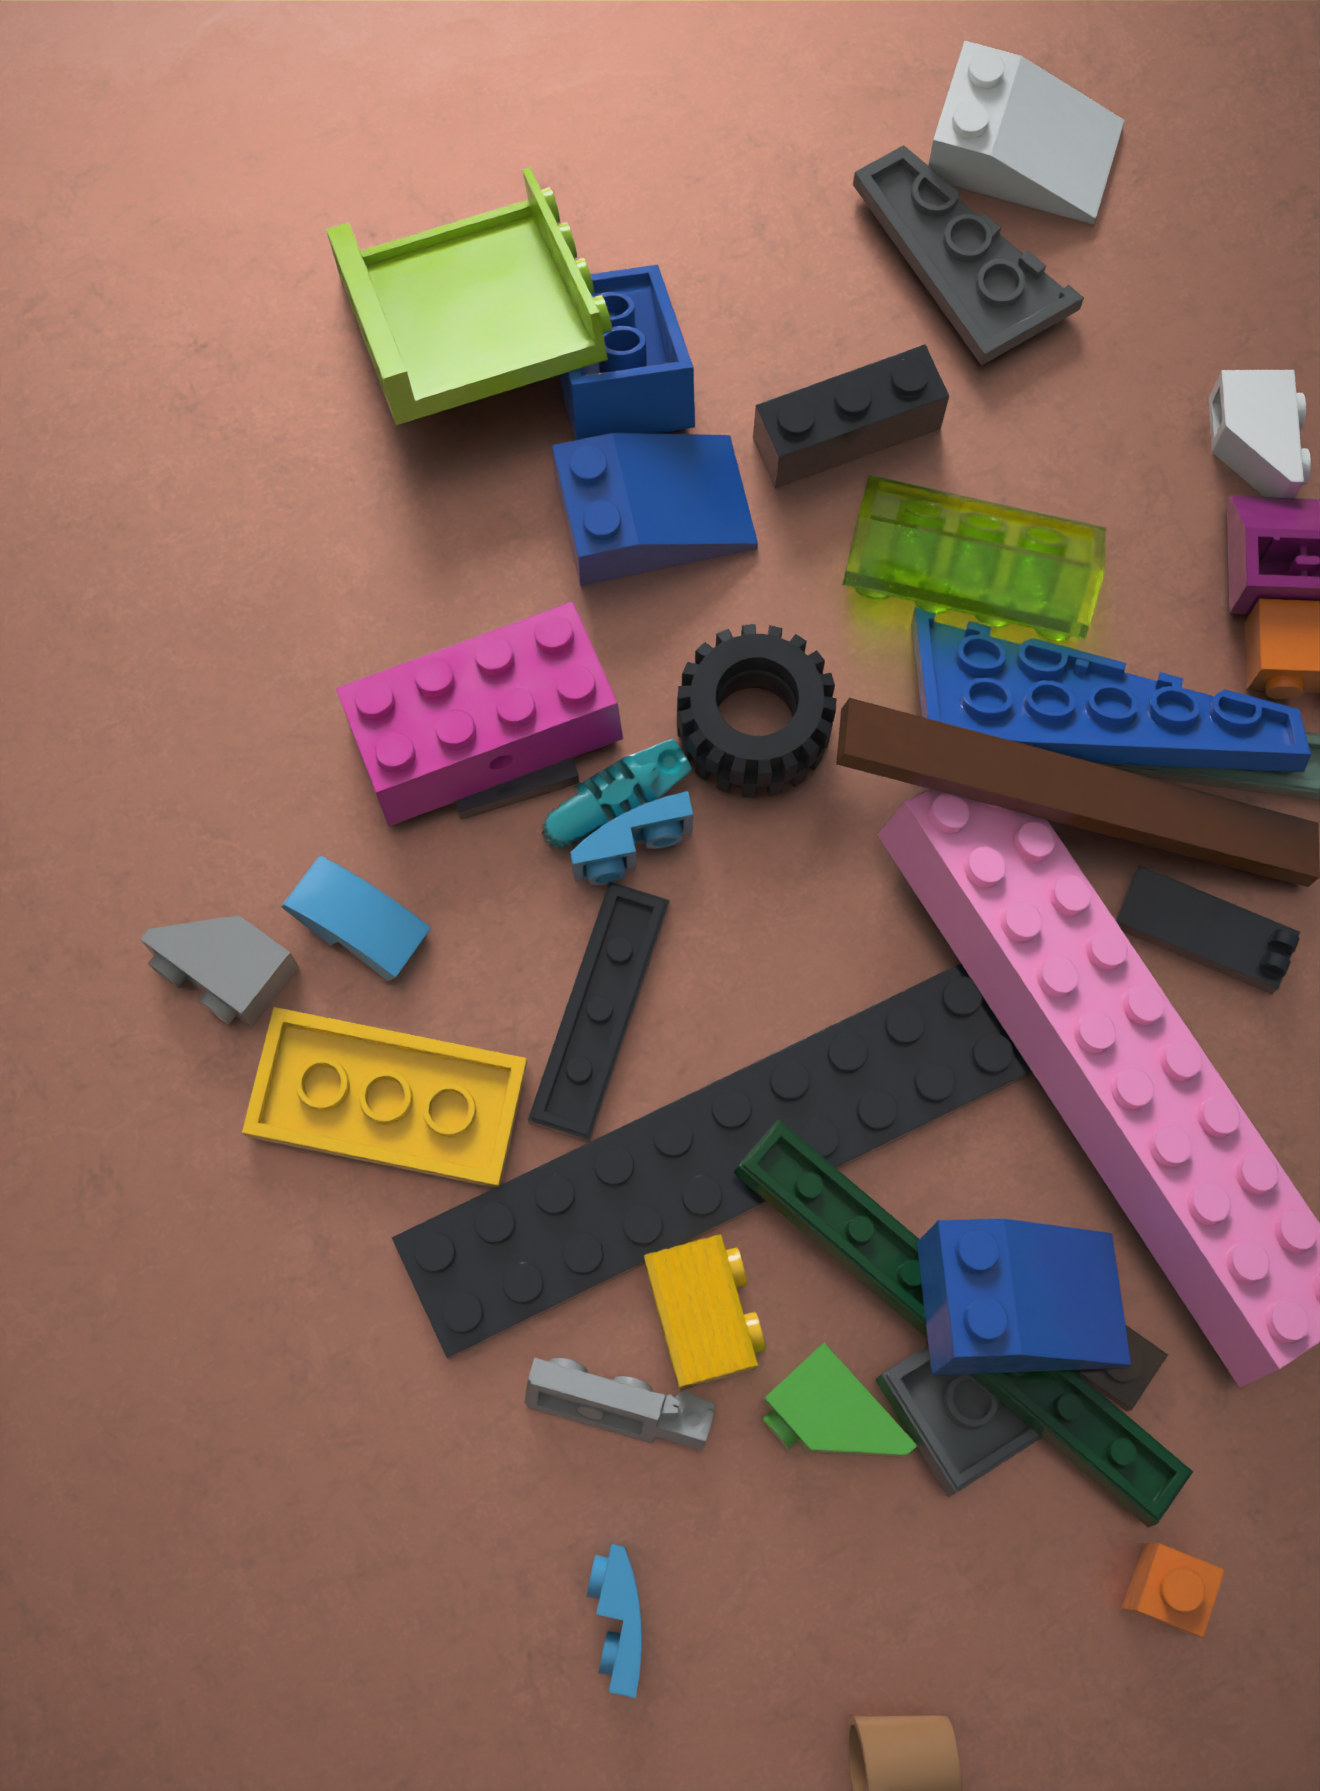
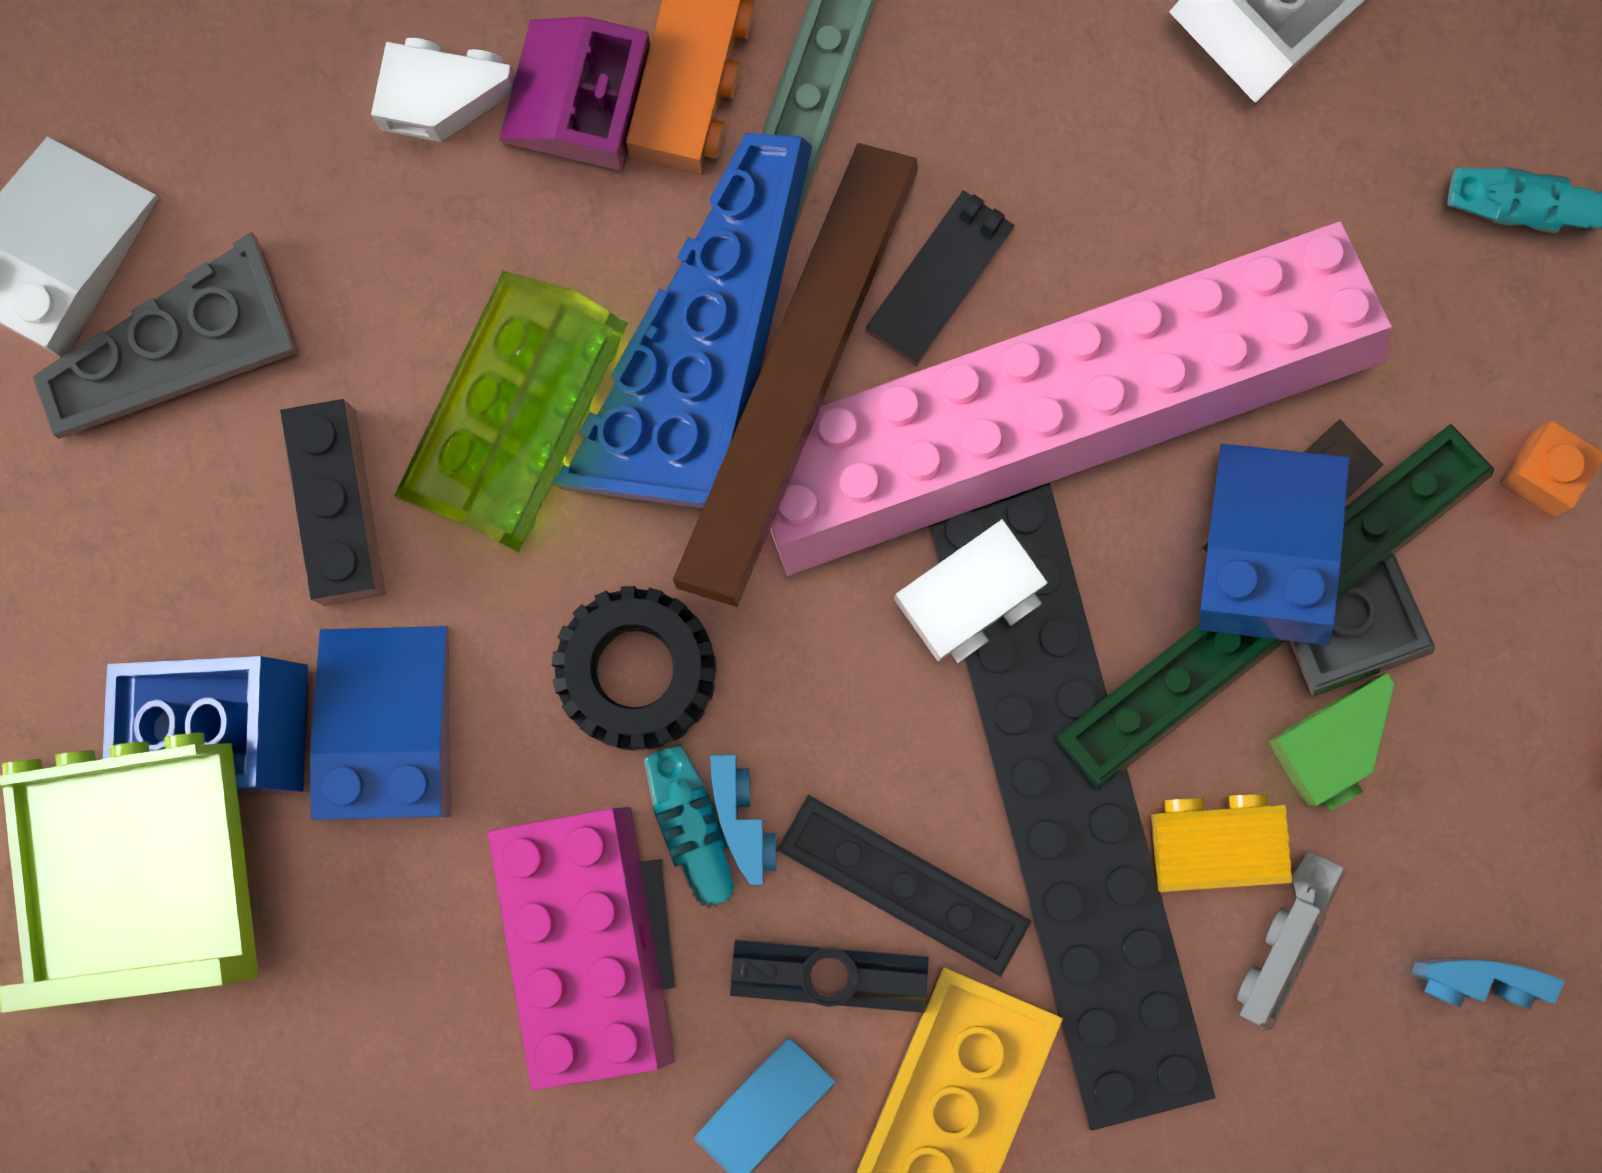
camera: 75 degrees left, 10 degrees up
(499, 989) = (873, 979): none -> black piece
(901, 1005) = (971, 592): none -> white brick

